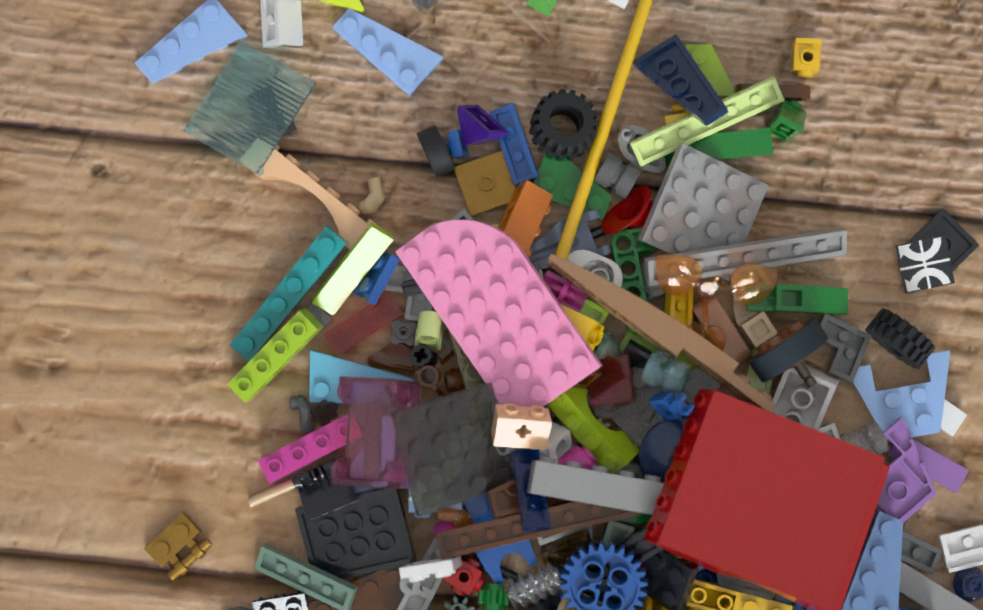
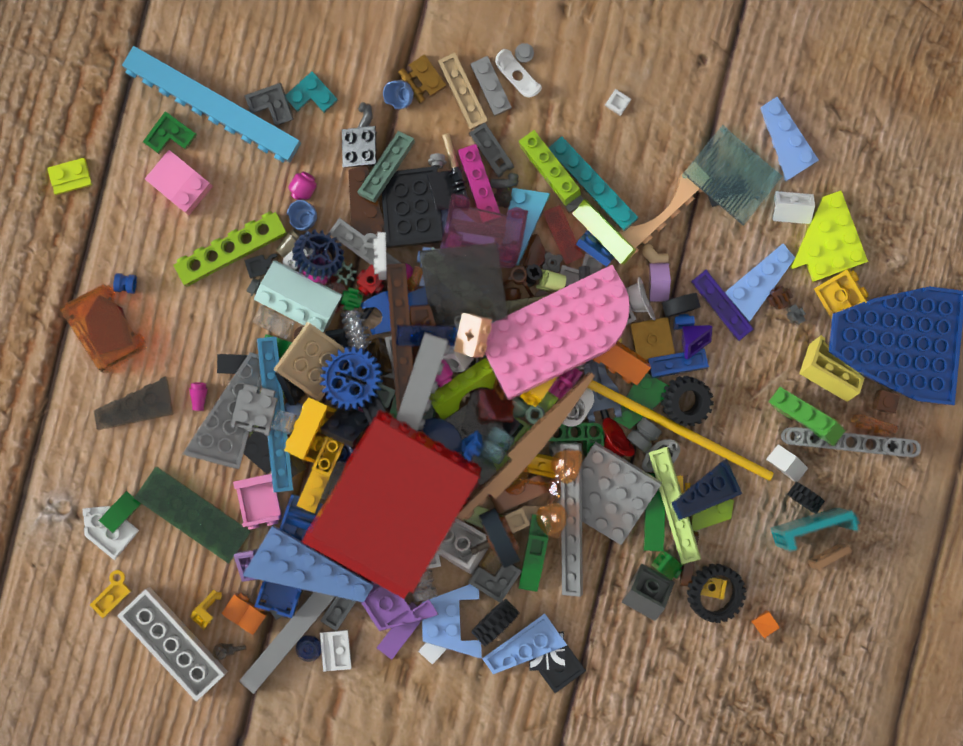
camera: 100 degrees right, 0 degrees up
(123, 412) = (524, 52): none -> light grey plate
(142, 432) = (507, 65): none -> white piece
(172, 275) = (618, 102): none -> white tile
(174, 451) = (490, 86): none -> light grey plate
(187, 488) = (462, 91): none -> tan plate
(204, 576) = (398, 94): none -> medium blue hair
(261, 438) = (491, 149): none -> dark grey plate
(286, 509) = (437, 160): none -> light grey plate
(405, 20) = (780, 297): none -> reddish brown gear
(408, 185) = (659, 282): none -> lavender slope
(427, 96) = (722, 305): none -> dark purple tile
(436, 209) = (638, 299): none -> white piece
(620, 330) = (538, 409): none -> sand green cone
(826, 26) = (734, 602): none -> black tyre
(827, 140) = (648, 592): none -> dark grey slope
(917, 286) = (529, 643): none -> light blue wing

